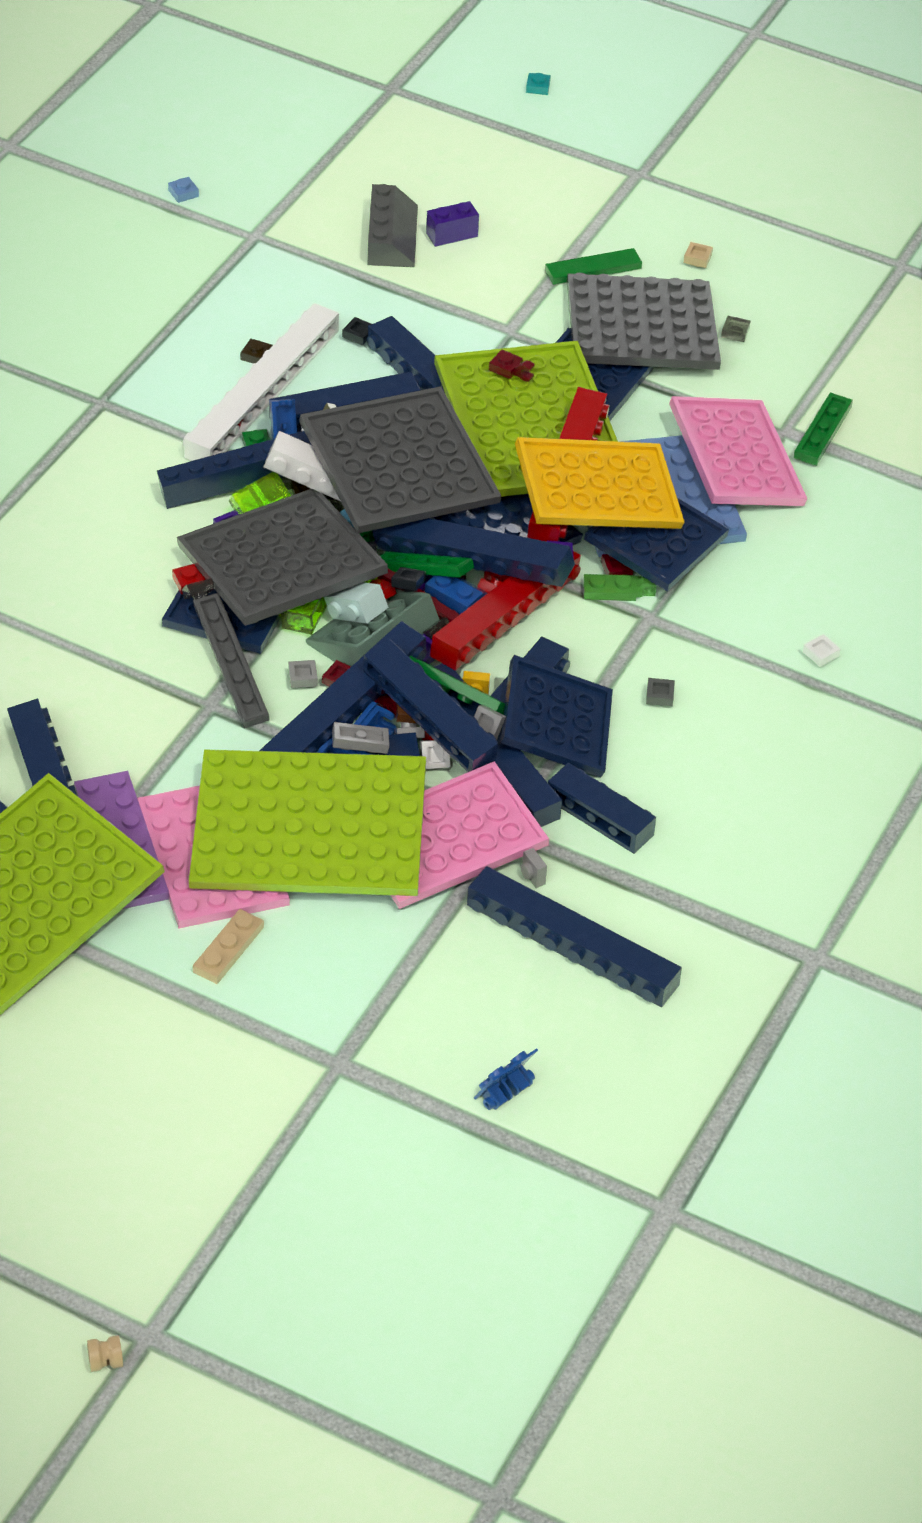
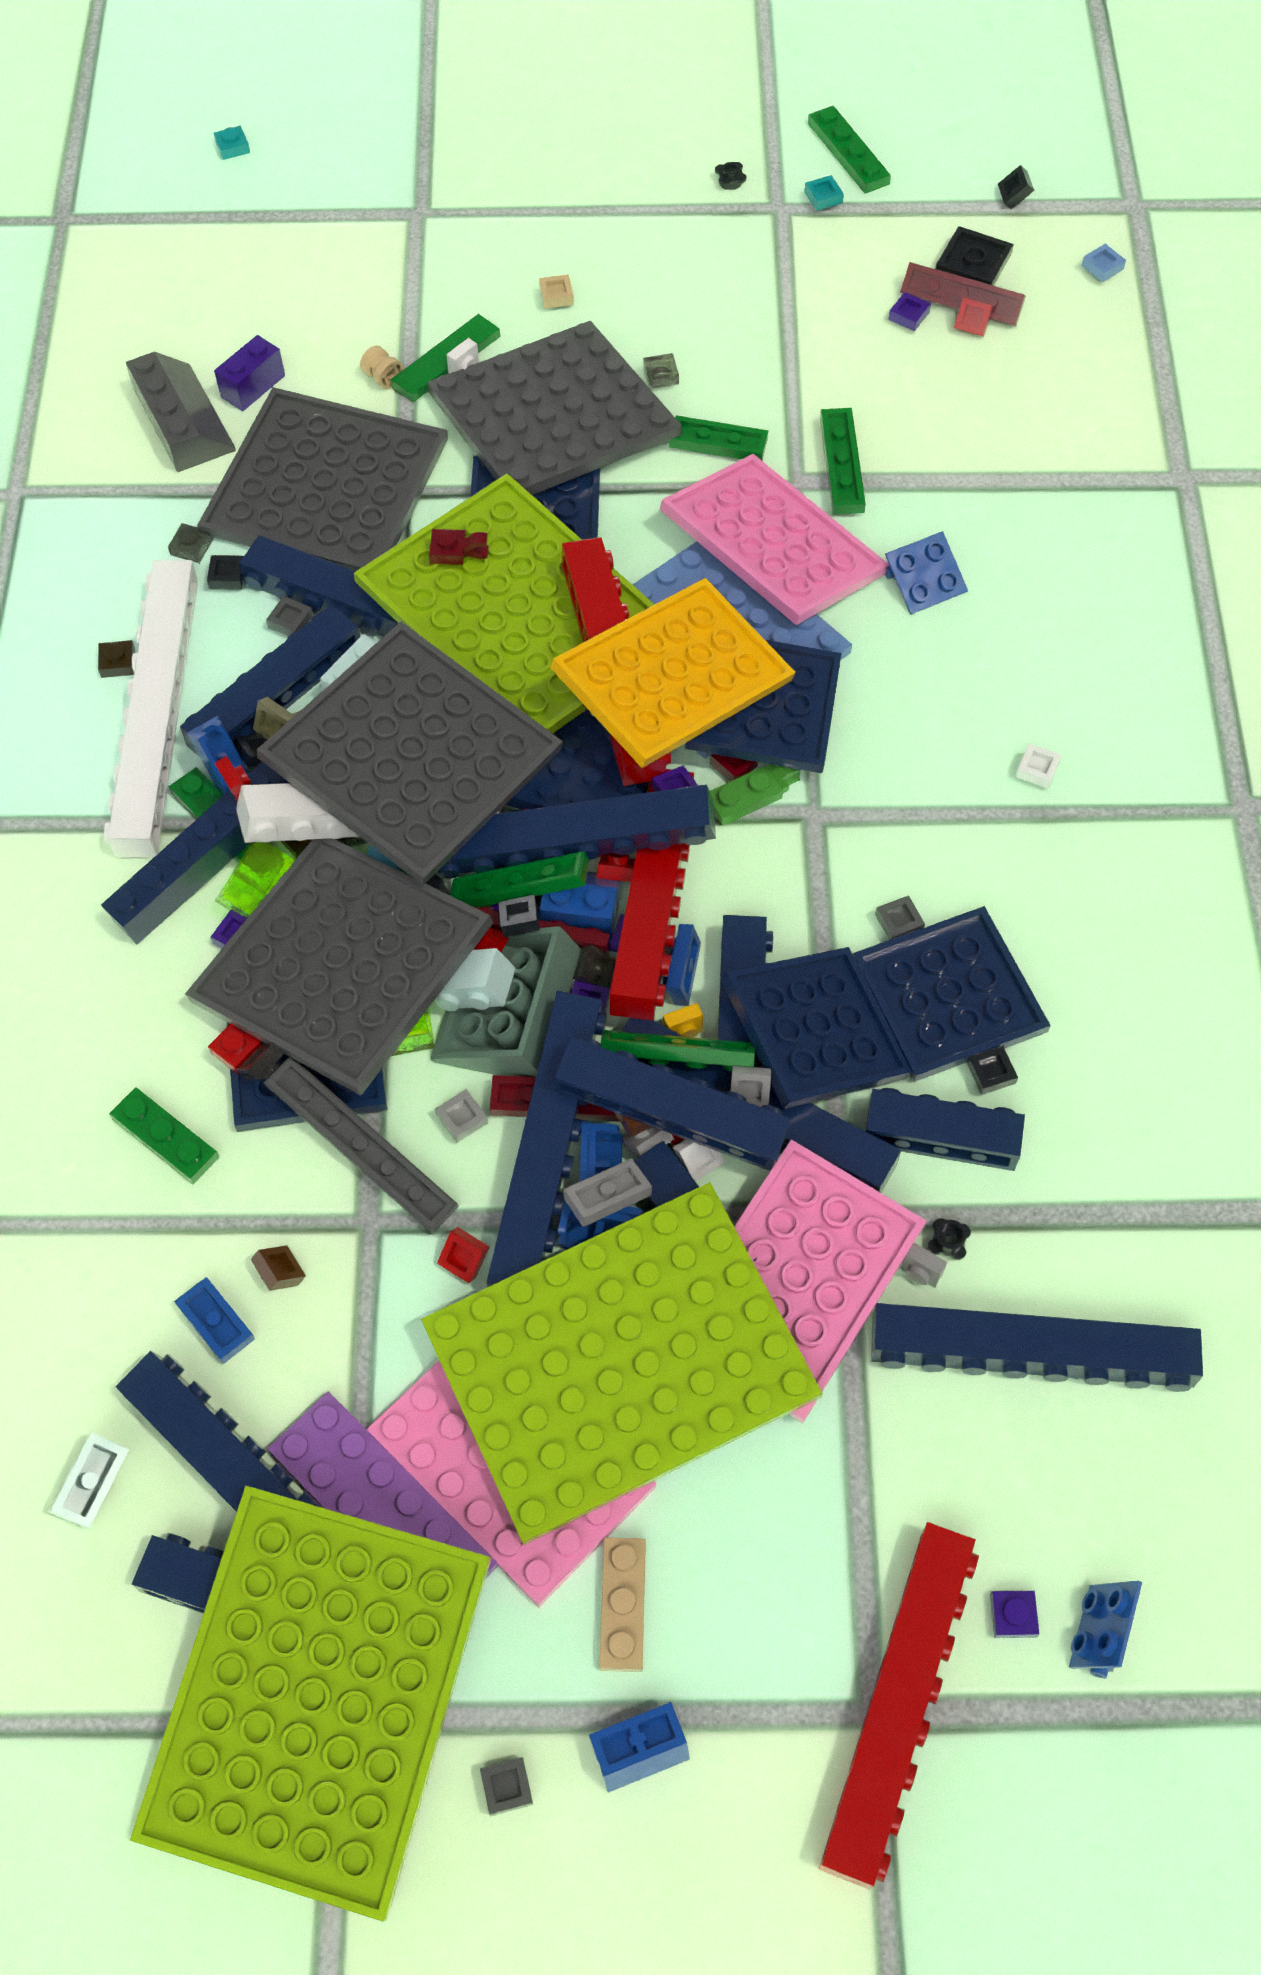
camera: 25 degrees left, 15 degrees up
(85, 708) = (214, 1320): none -> blue plate
(101, 992) = (506, 1786): none -> dark grey plate
(117, 609) = (164, 1135): none -> green plate
(139, 699) = (278, 1267): none -> reddish brown plate
(188, 1008) = (639, 1747): none -> blue hinge
(253, 737) = (463, 1254): none -> red plate
(277, 424) = (232, 776): none -> red plate
(348, 307) = (190, 543): none -> clear smoke plate
(355, 1059) = (897, 1708): none -> red brick
(380, 369) = (289, 616): none -> dark grey plate
(459, 1056) = (1014, 1614): none -> dark purple plate
(460, 301) = (324, 479): none -> dark grey plate
(499, 654) = (683, 965): none -> blue plate
(543, 252) = (383, 366): none -> tan wheel
(562, 864) = (951, 1228): none -> black plate
(603, 266) = (462, 356): none -> white plate
(658, 793) = (992, 1070): none -> black plate
(662, 743) = (951, 992): none -> dark blue plate
(746, 383) = (720, 438): none -> green plate
(830, 514) = (925, 572): none -> hinge
(878, 231) = (730, 175): none -> black plate

